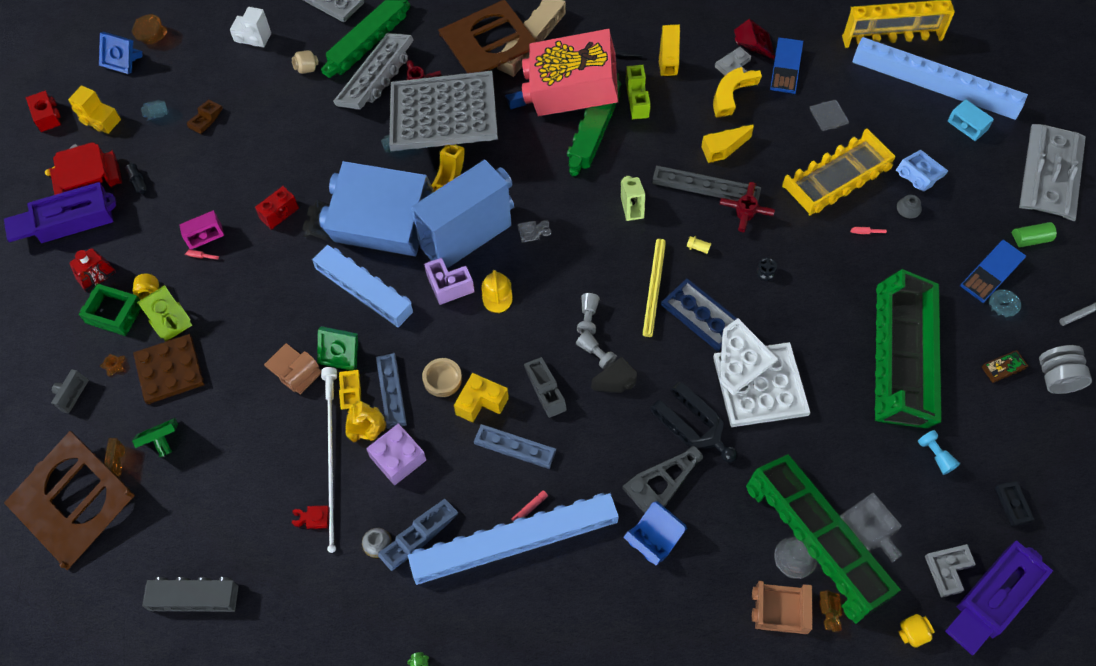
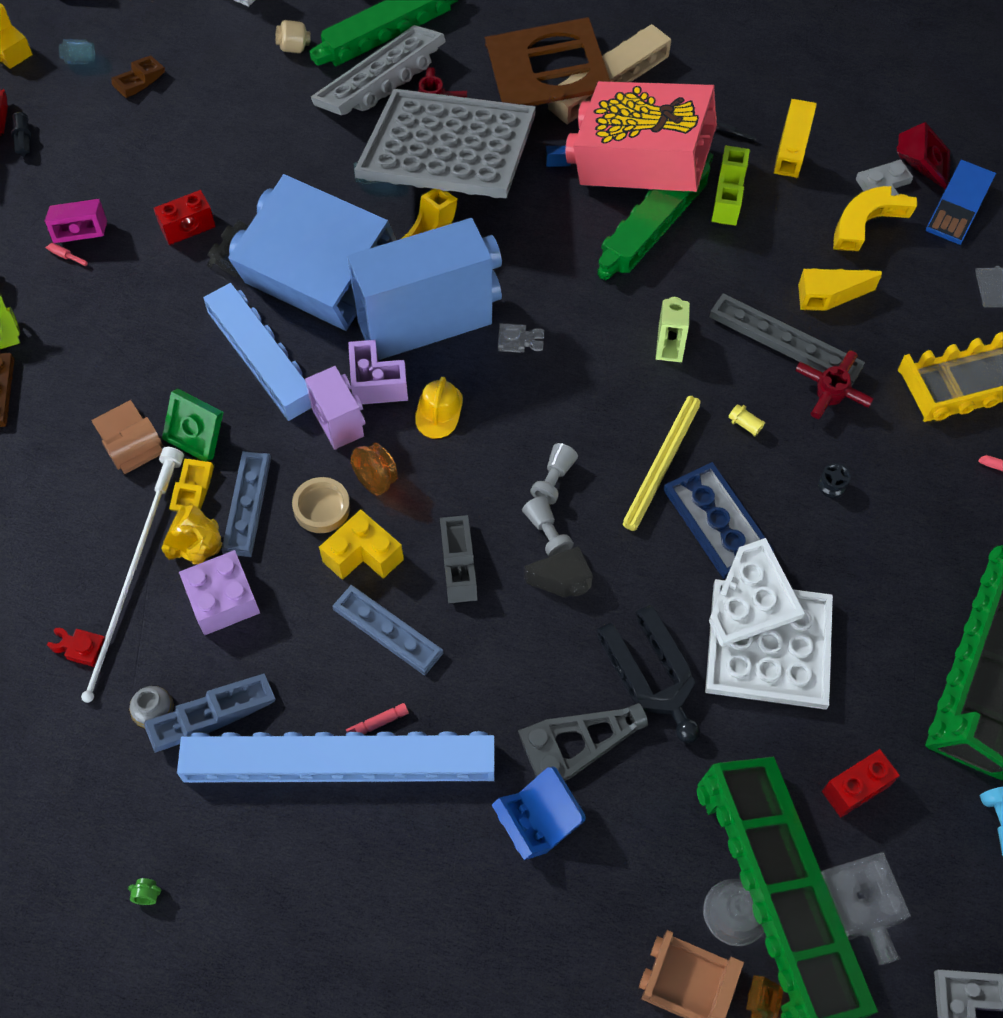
camera: 15 degrees right, 0 degrees up
(430, 309) = (335, 406): none -> lavender brick
(470, 343) = (374, 468): none -> clear orange hat
(844, 455) = (860, 783): none -> red brick

